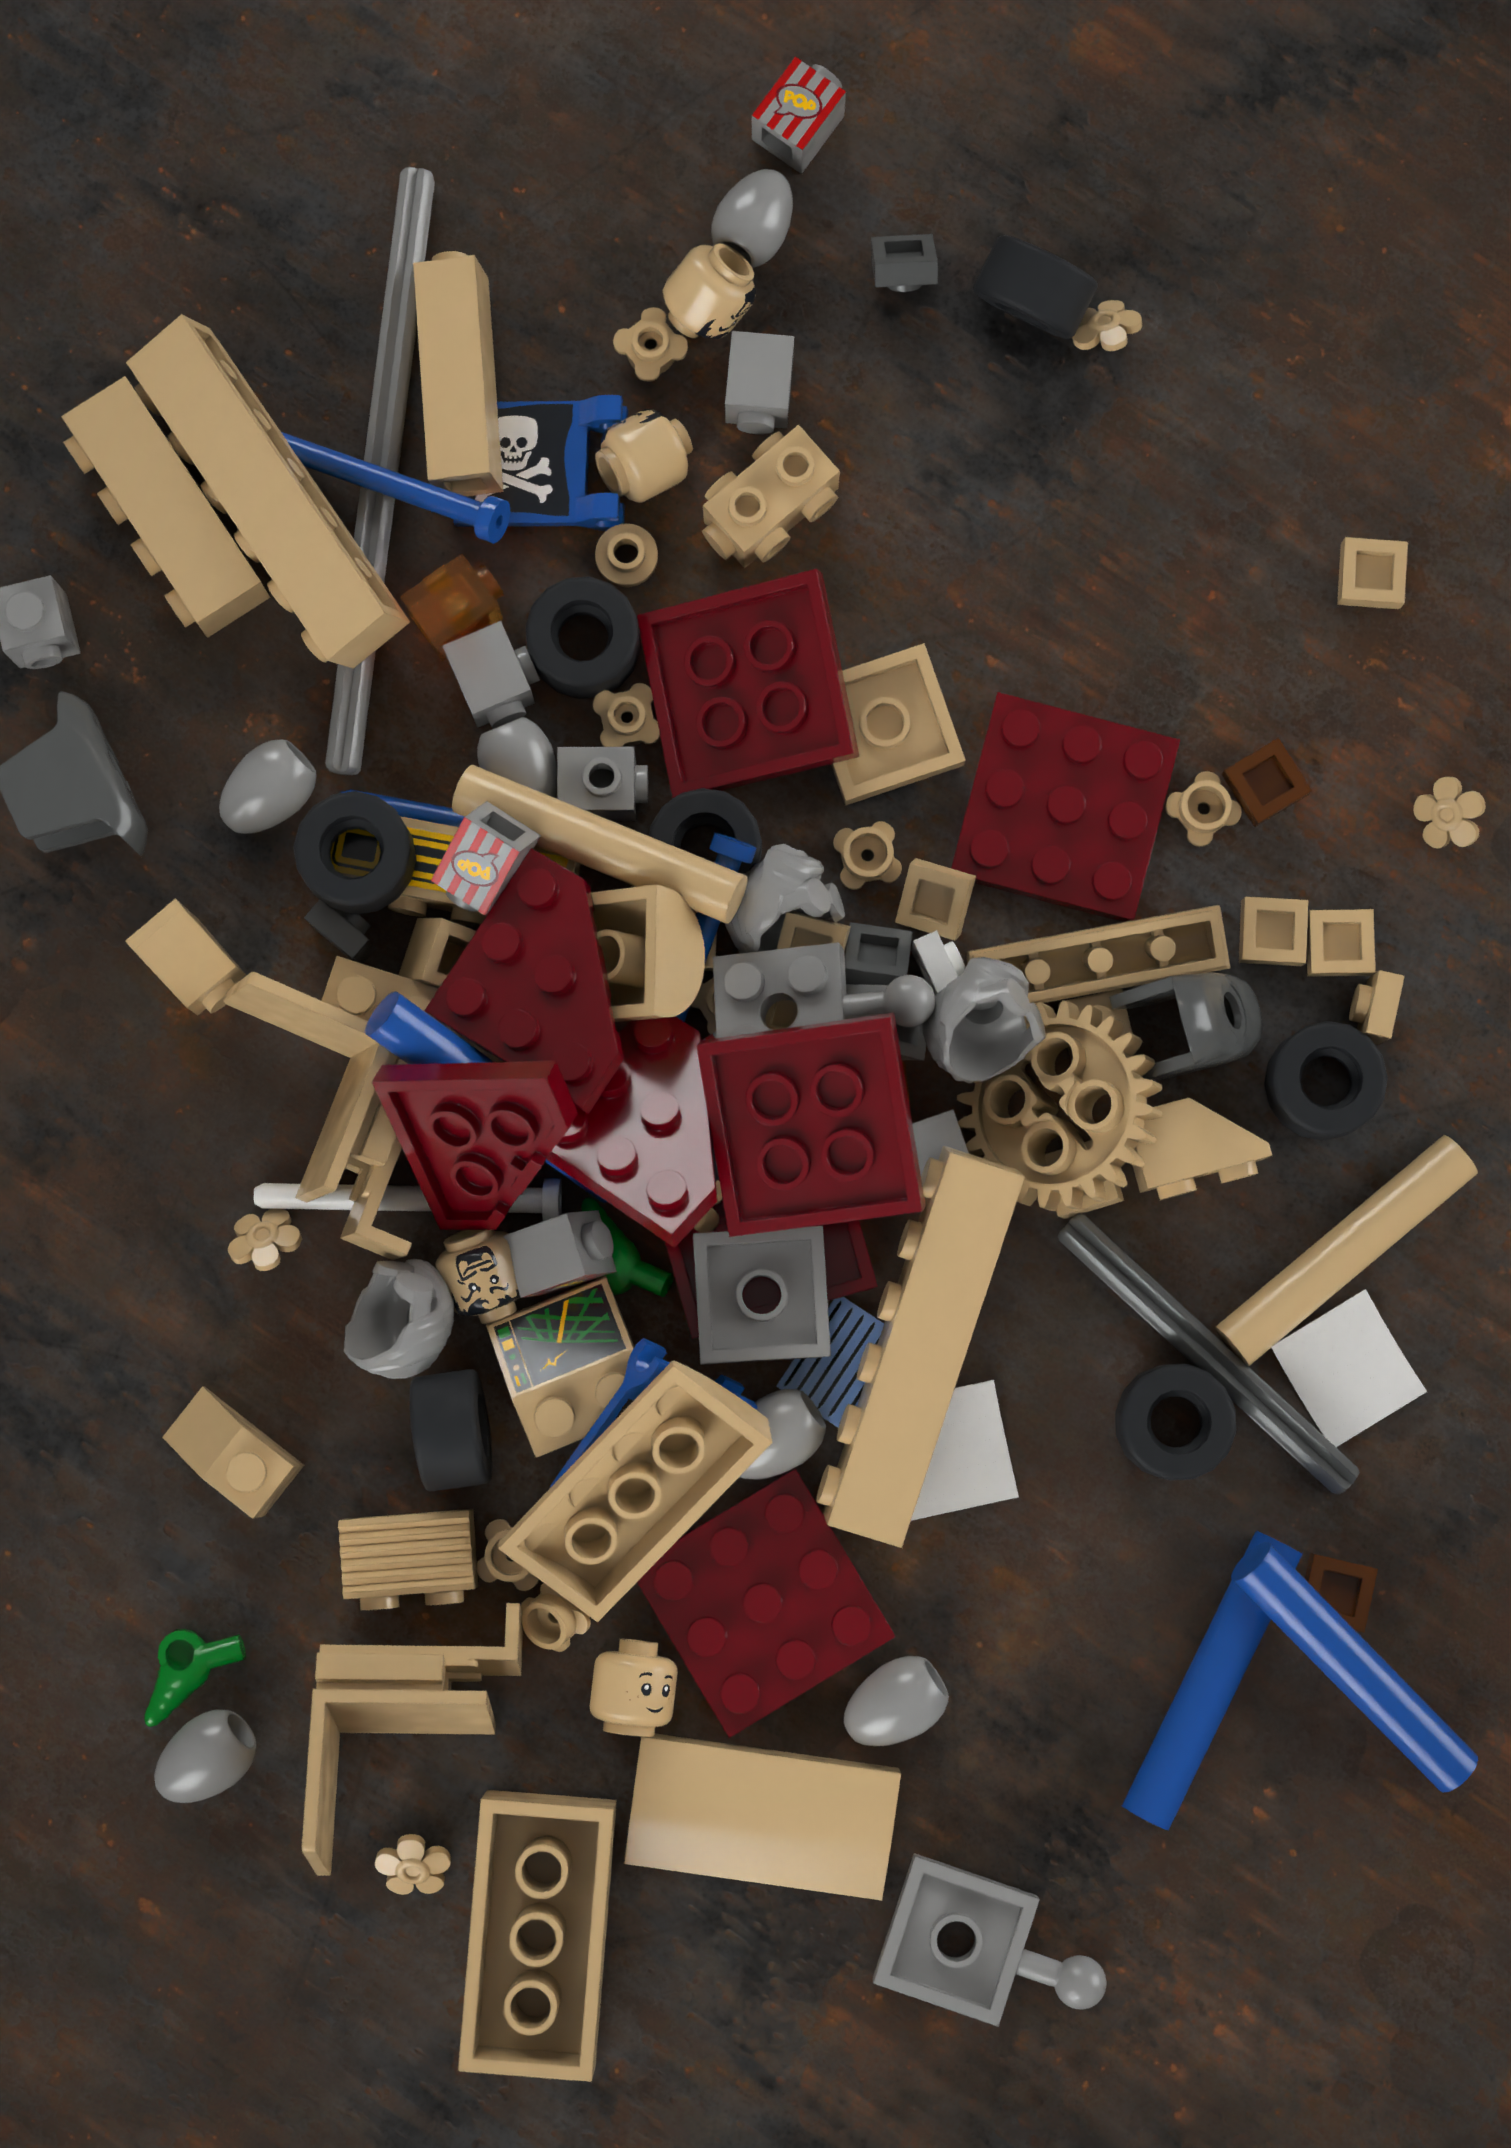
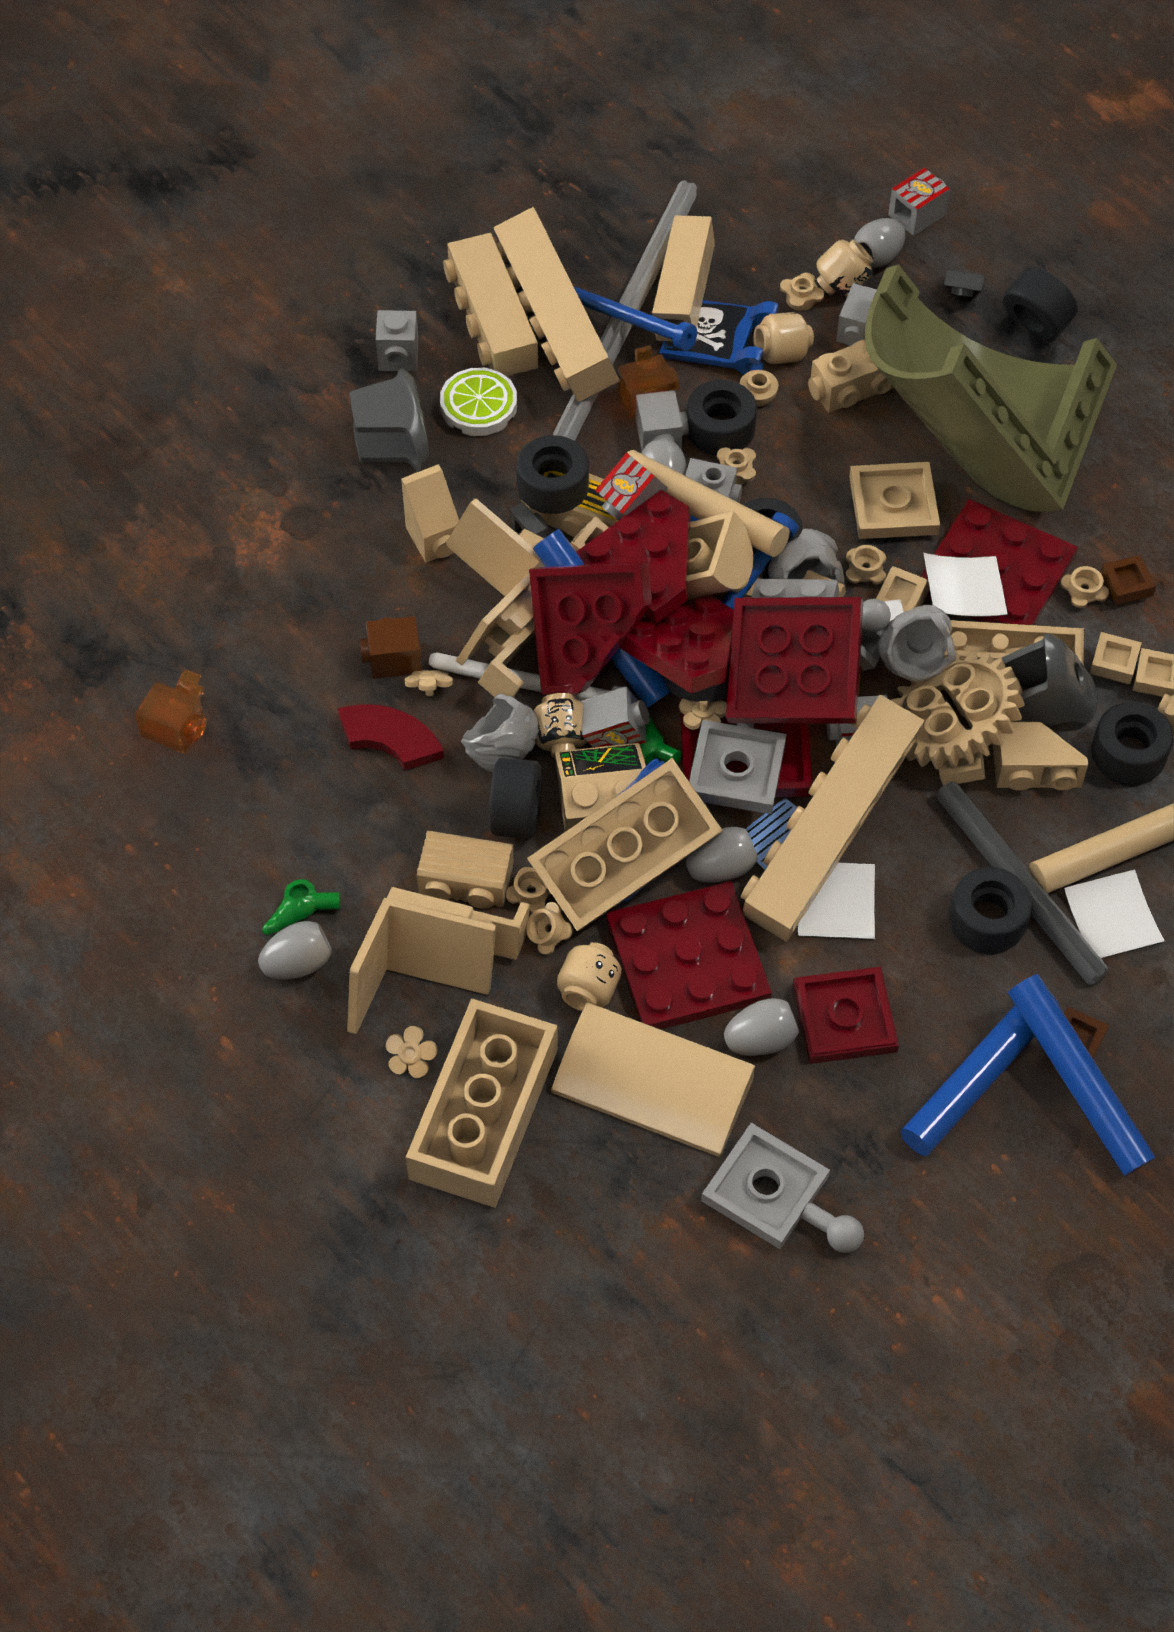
camera: 15 degrees right, 25 degrees down
(191, 1199) = (392, 647): none -> reddish brown brick
(195, 695) = (478, 401): none -> tile
(232, 1340) = (391, 732): none -> dark red tile
(232, 1454) = (374, 791): tan slope -> none
(267, 787) = (501, 448): light grey animal -> none
(748, 684) = (817, 455): dark red plate -> none
(985, 505) = (1000, 417): none -> olive panel
(1005, 1635) = (845, 1015): none -> dark red tile
(1027, 868) = (965, 585): none -> white sticker
(1107, 325) = (1077, 336): tan plant -> none

